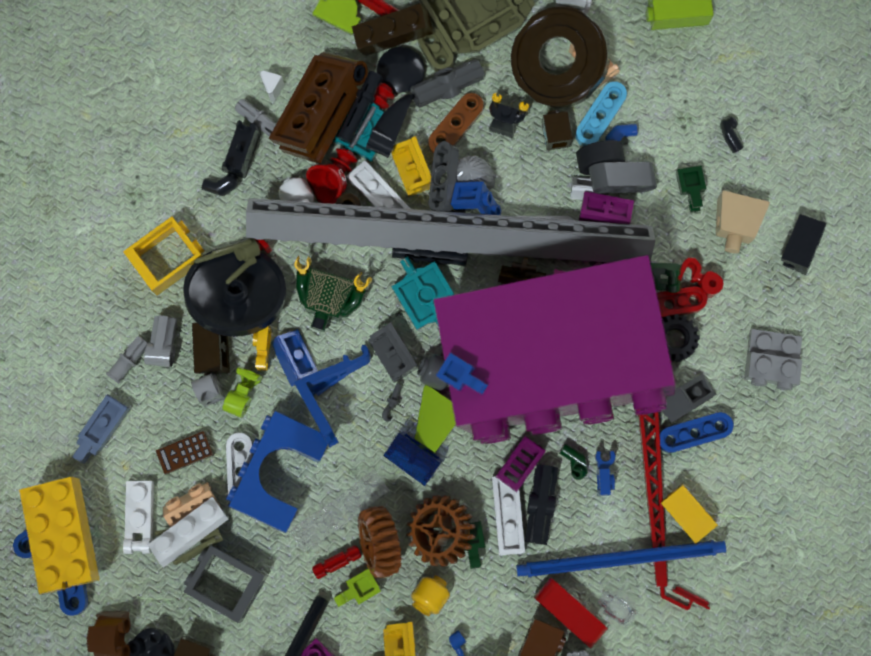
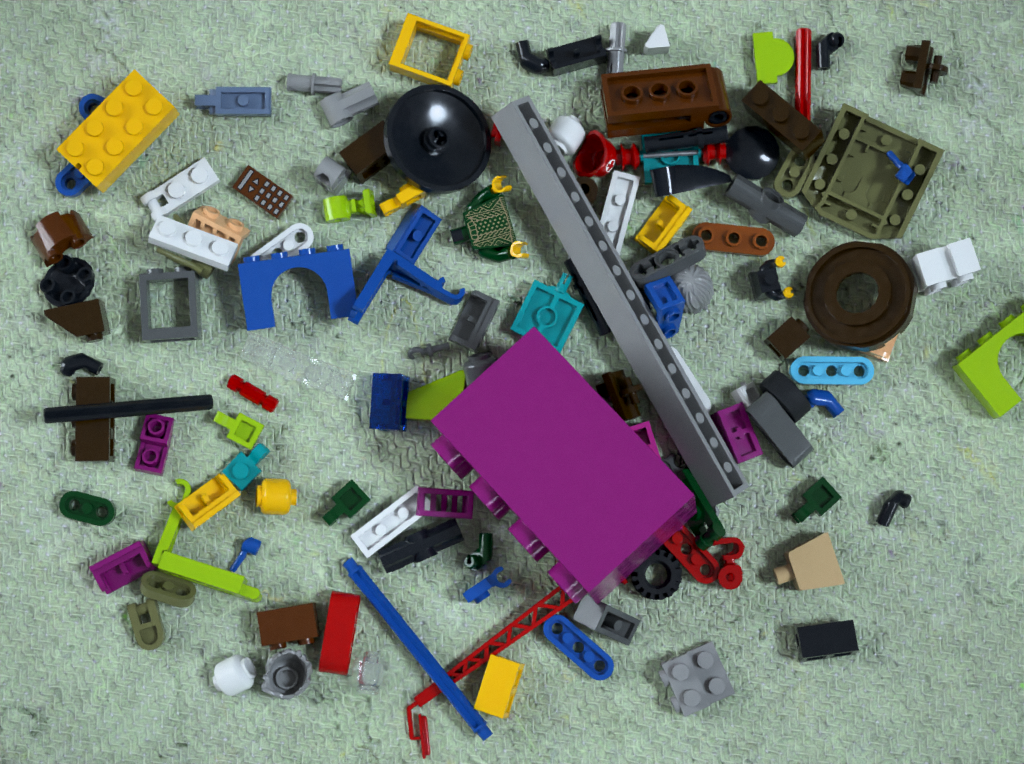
camera: 55 degrees right, 5 degrees up
(244, 250) = (480, 122): olive plant -> none
(379, 541) = (292, 419): dark orange gear -> none
(393, 606) = (244, 468): none -> teal plate
(434, 550) = (353, 470): dark orange gear -> none
(458, 374) = (477, 391): blue plate -> none

